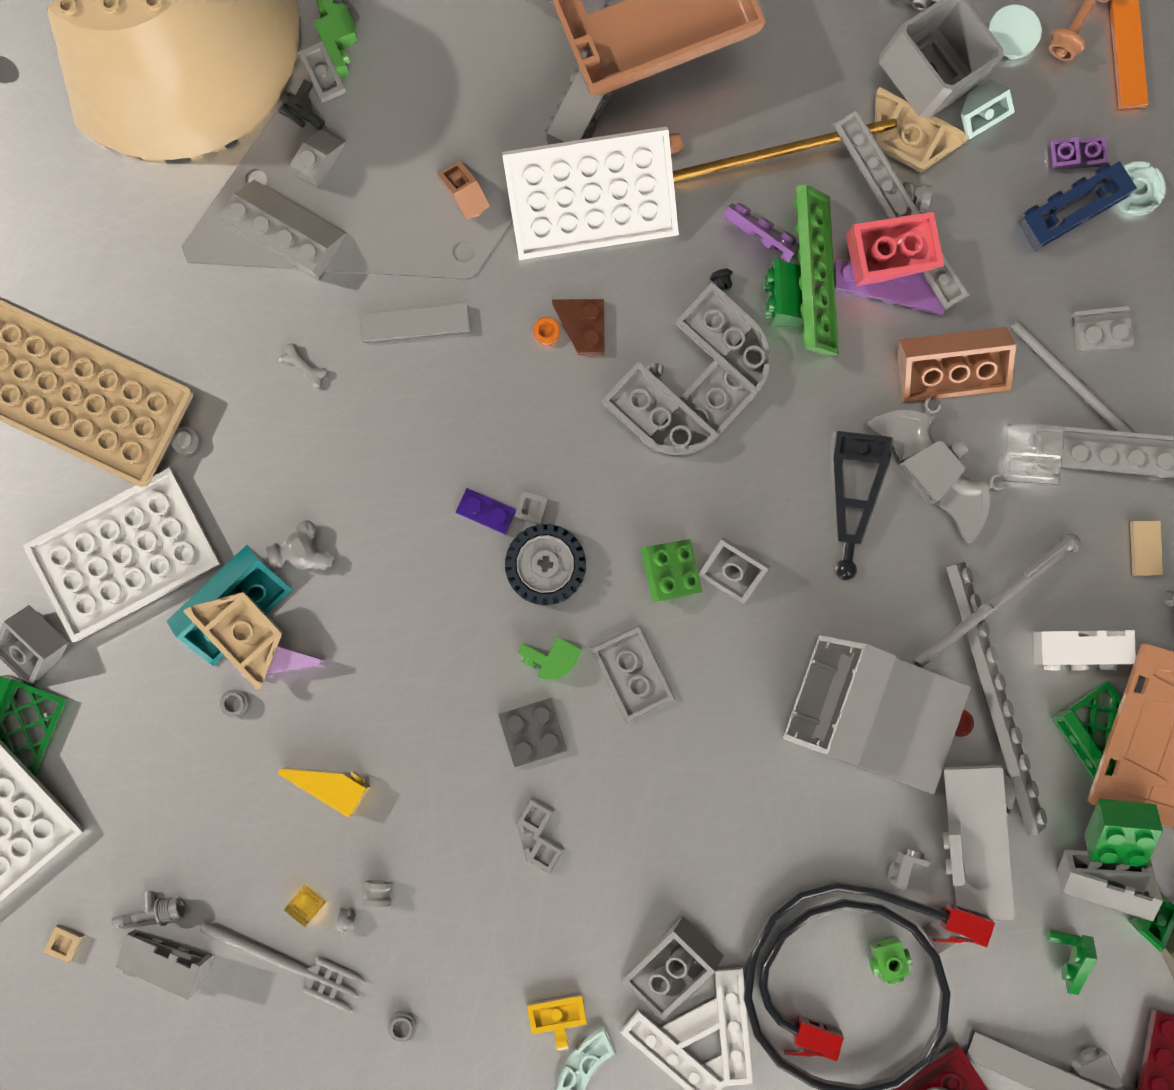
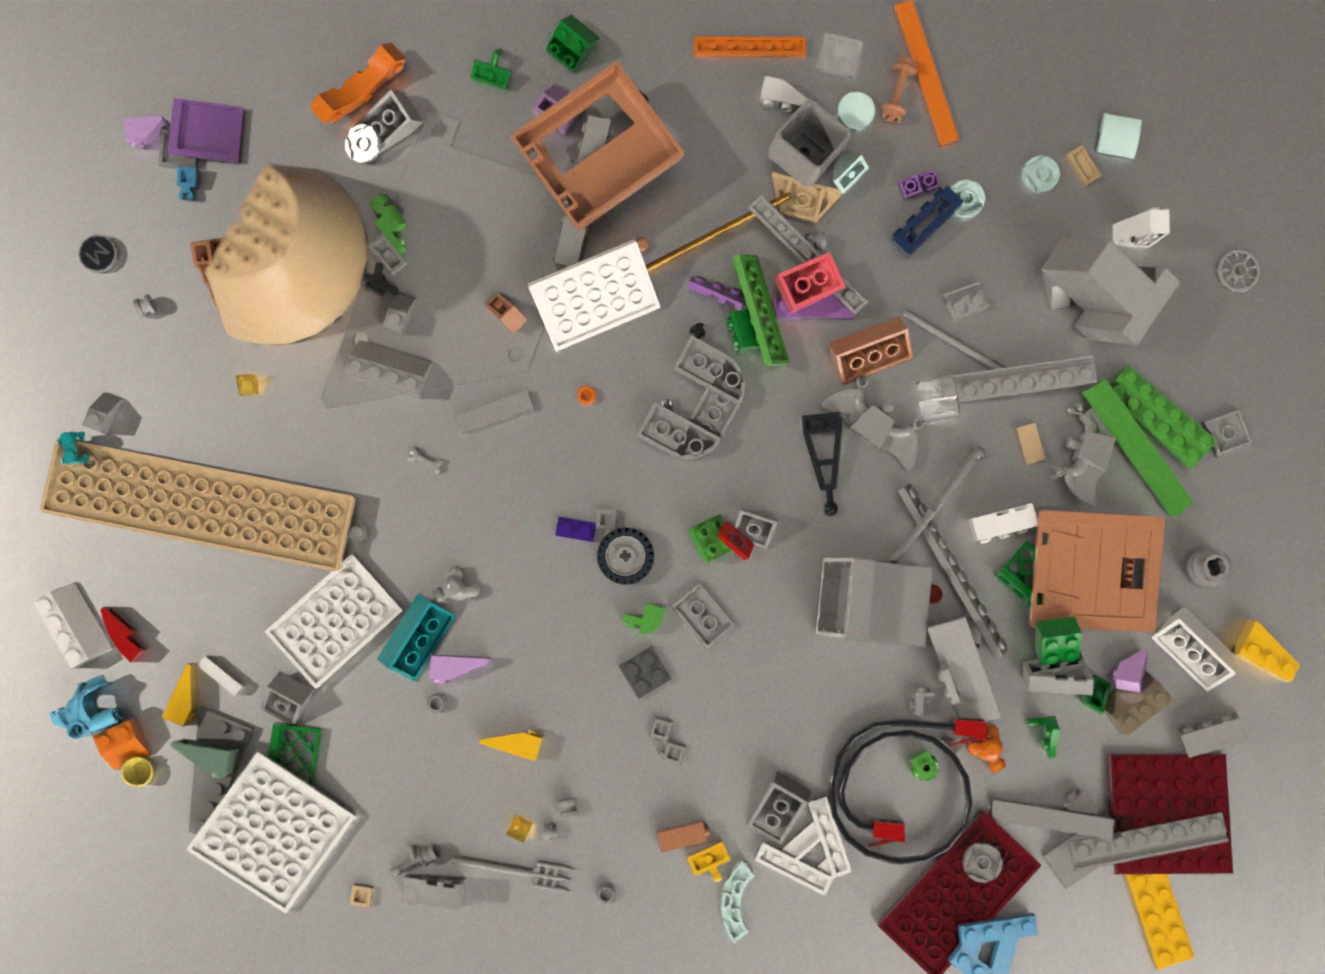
camera: 15 degrees left, 0 degrees up
(86, 202) = (247, 384): none -> clear yellow slope
(239, 632) = (430, 654): tan wing -> none
(528, 973) = (682, 835): none -> nougat brick
(583, 323) = (610, 384): copper wing -> none
(703, 581) = (735, 540): none -> red tile
(987, 961) = (989, 749): none -> orange animal

